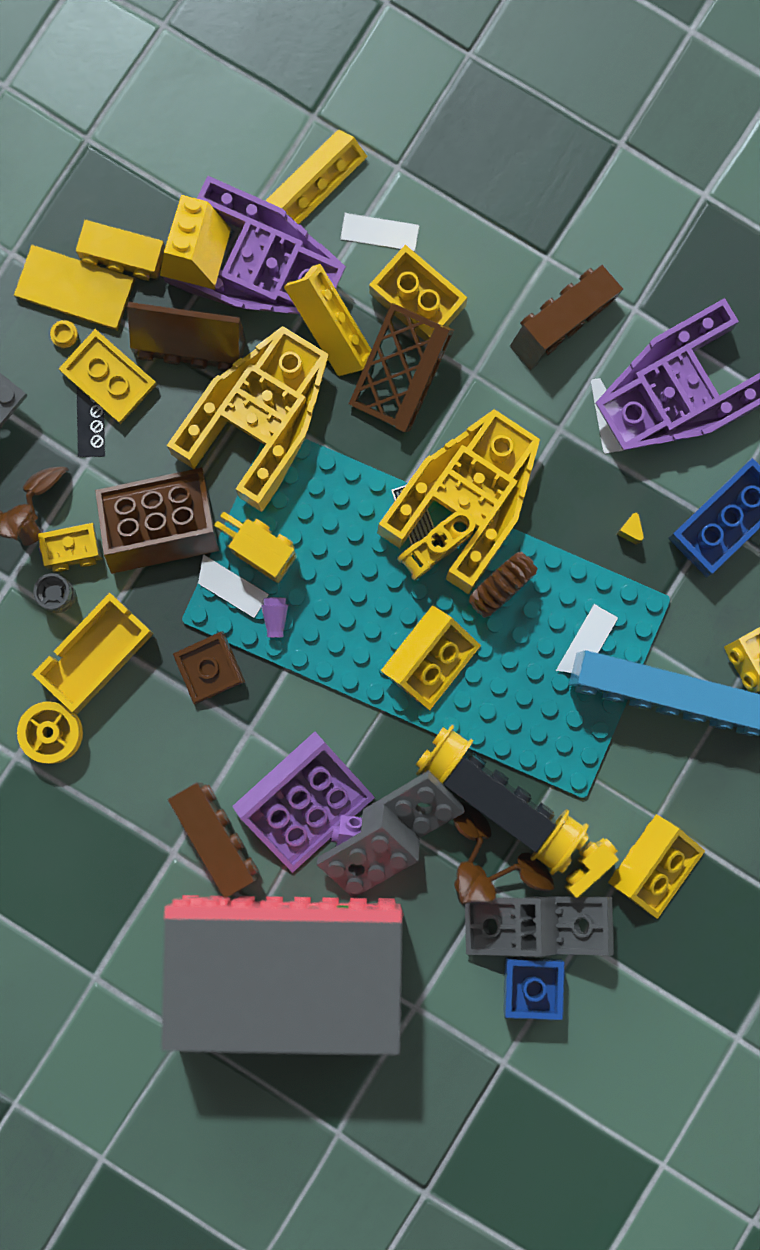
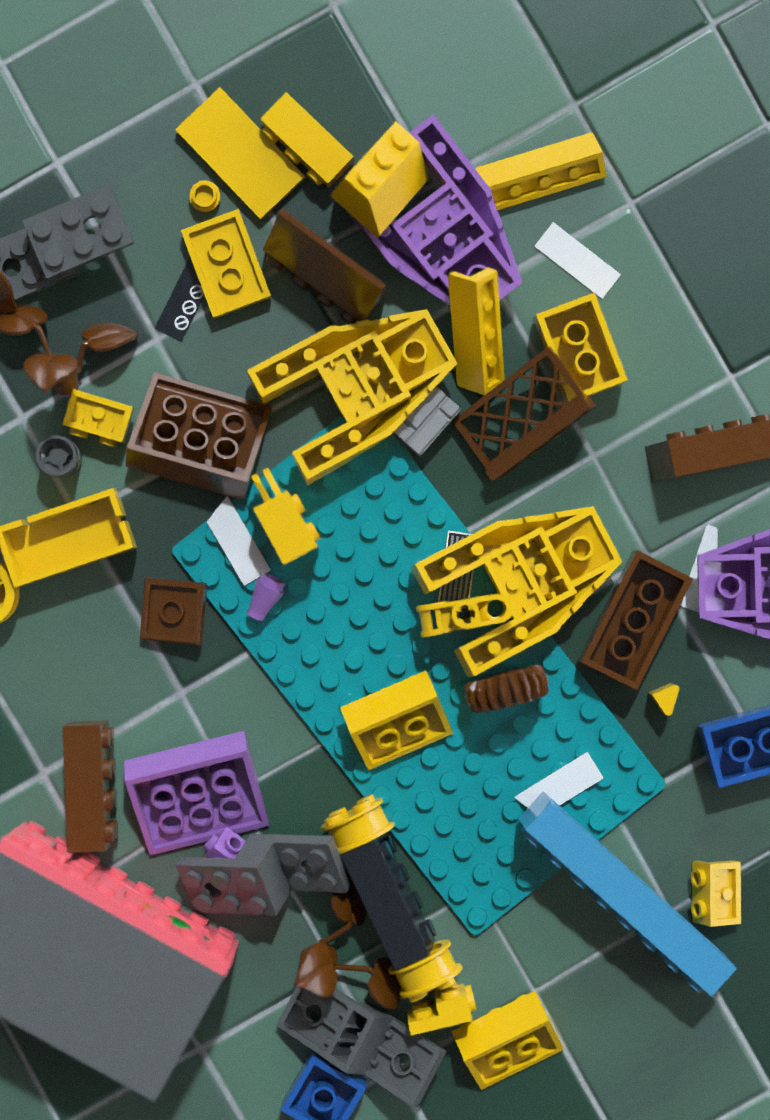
camera: 25 degrees right, 5 degrees up
(329, 414) = (427, 421): none -> light grey brick
(574, 479) = (635, 619): none -> reddish brown brick

